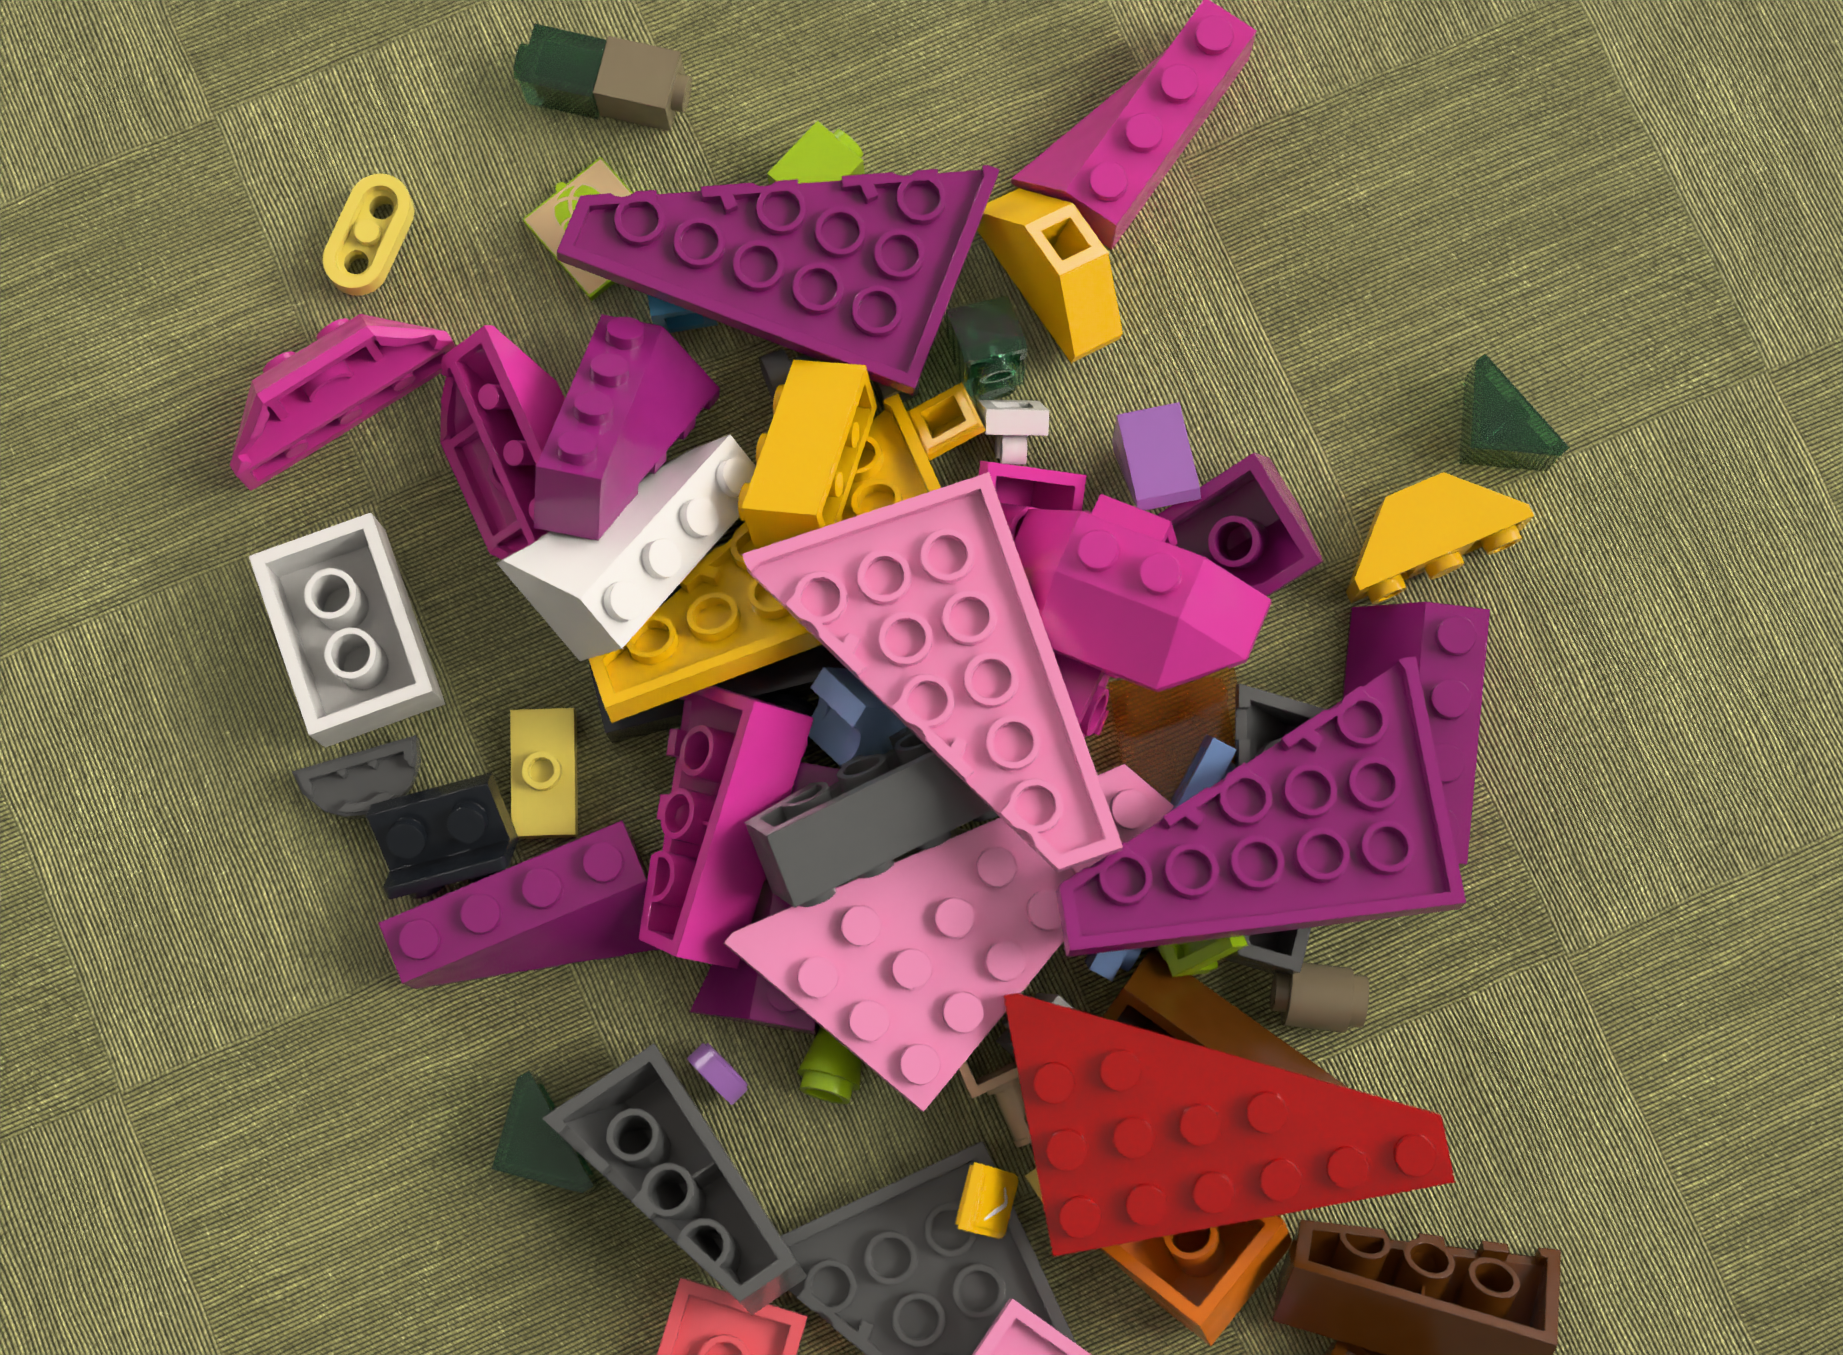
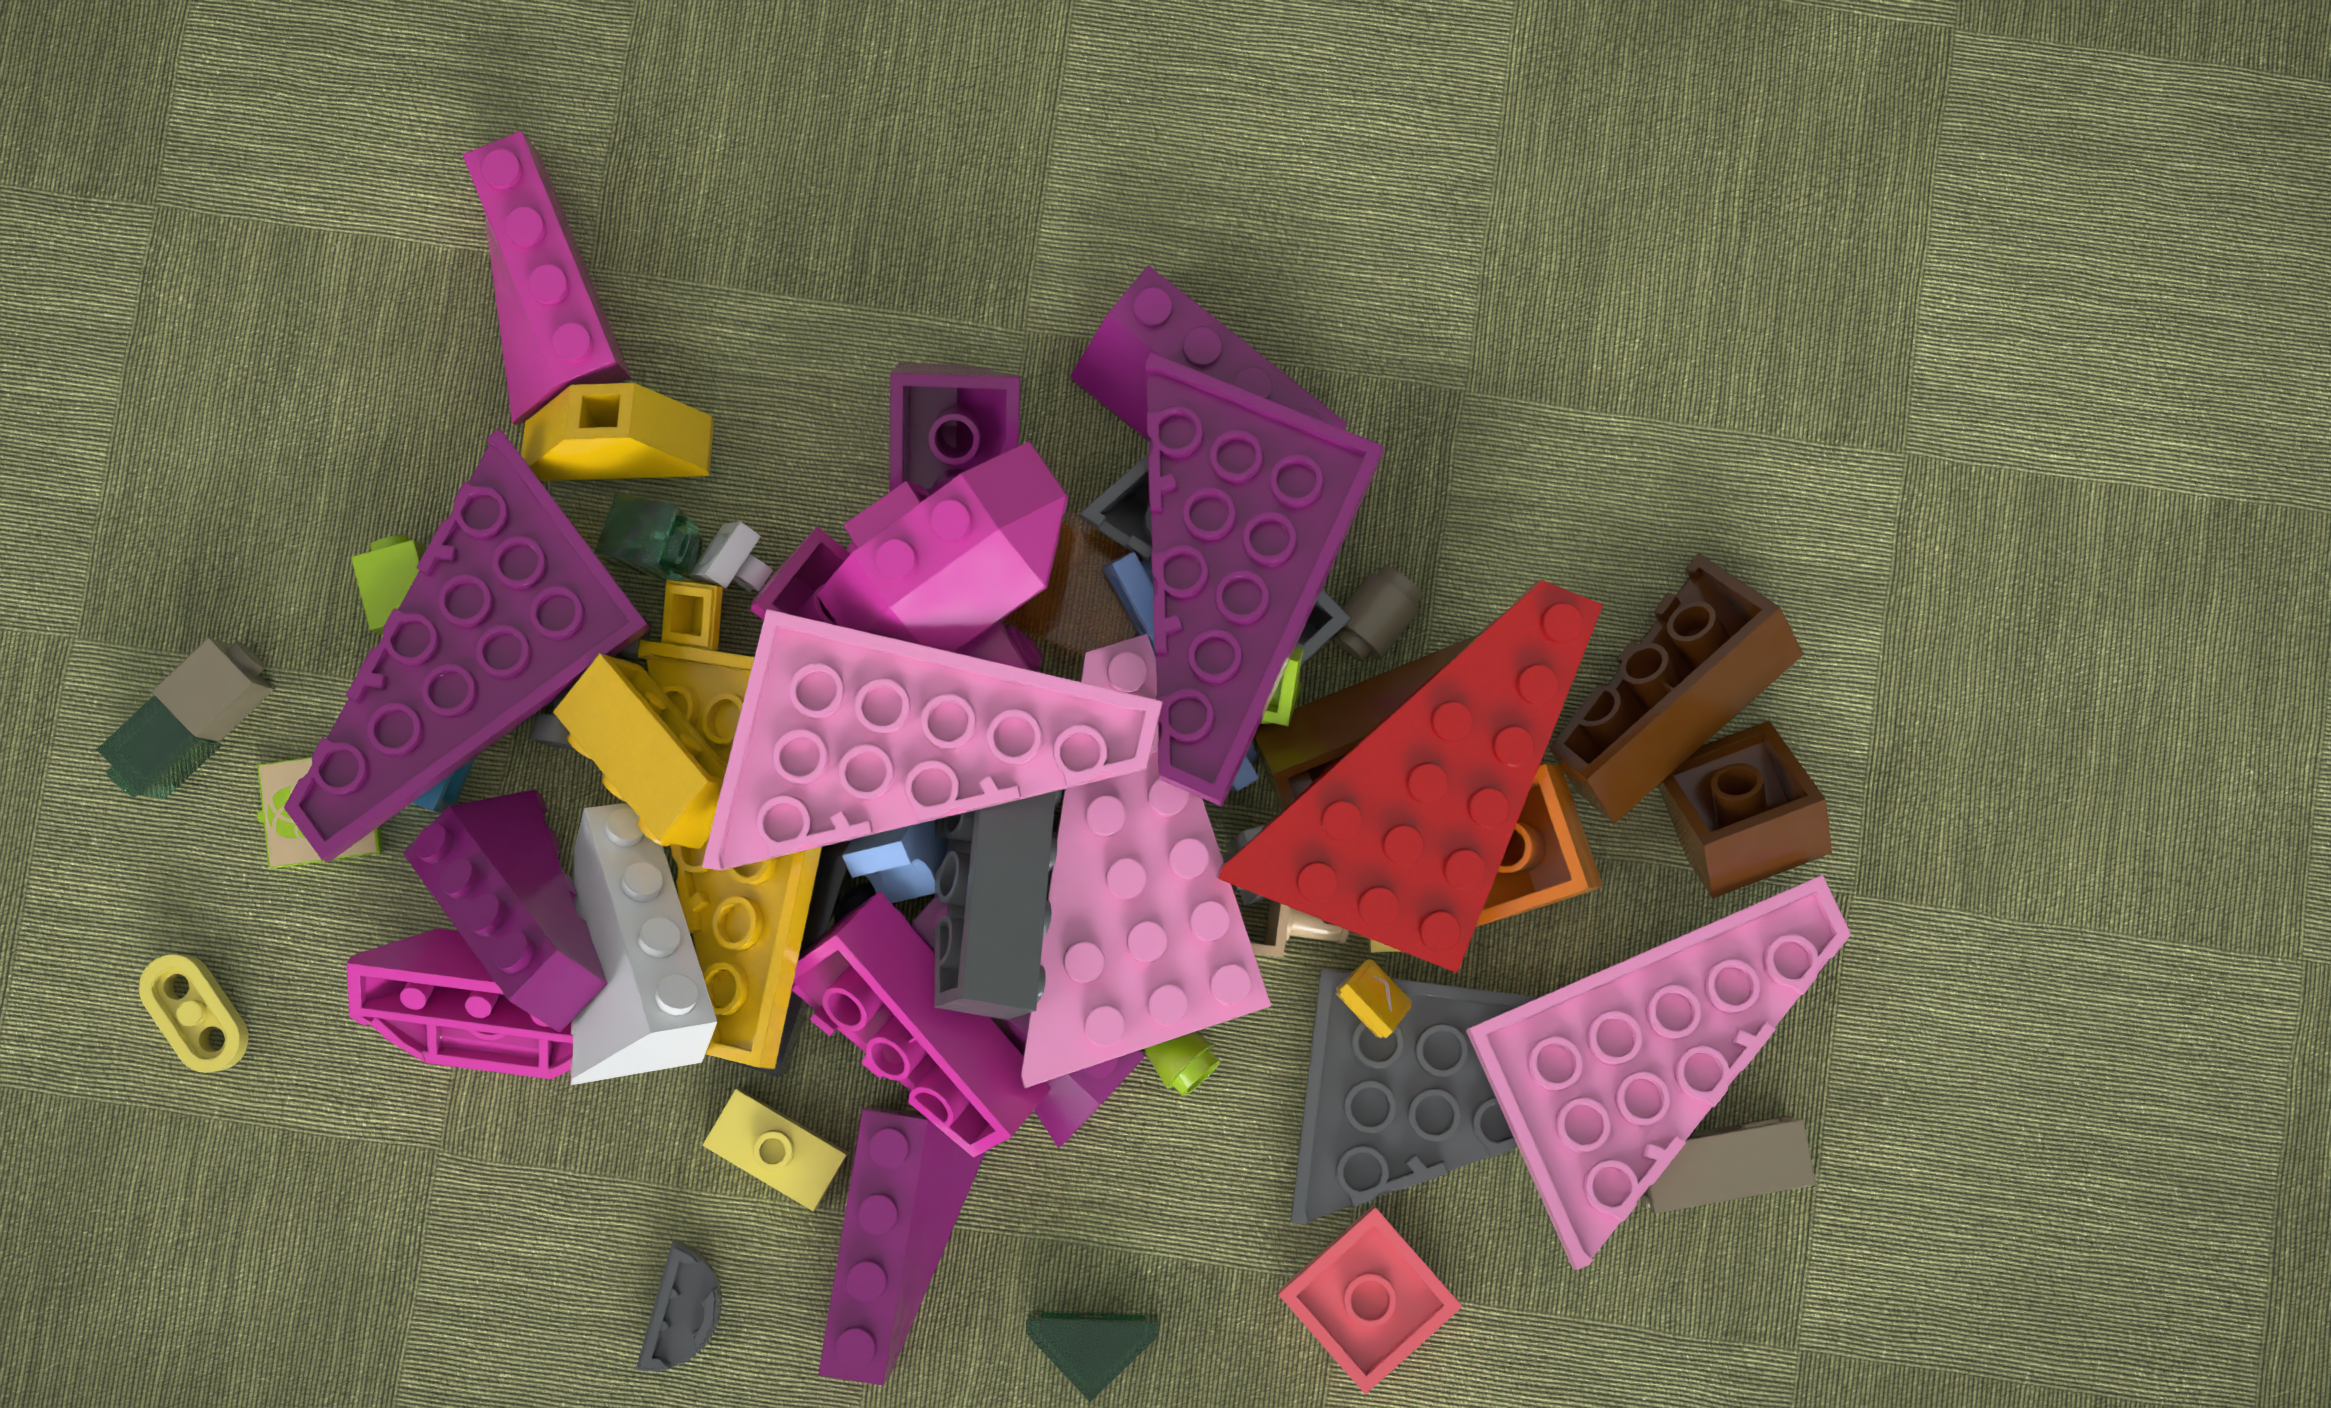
camera: 60 degrees left, 5 degrees up
(330, 389) = (314, 1132): dark pink wedge -> none
(346, 630) = (540, 1247): white brick -> none
(443, 836) = (777, 1271): black bracket -> none
(669, 1163) = (1185, 1246): dark grey wedge -> none
(718, 1073) = (1126, 1156): medium lavender tile -> none
(1156, 456) = (840, 457): medium lavender slope -> none
(1430, 531) = (1047, 270): yellow slope -> none
(1502, 425) = (996, 151): clear green slope -> none

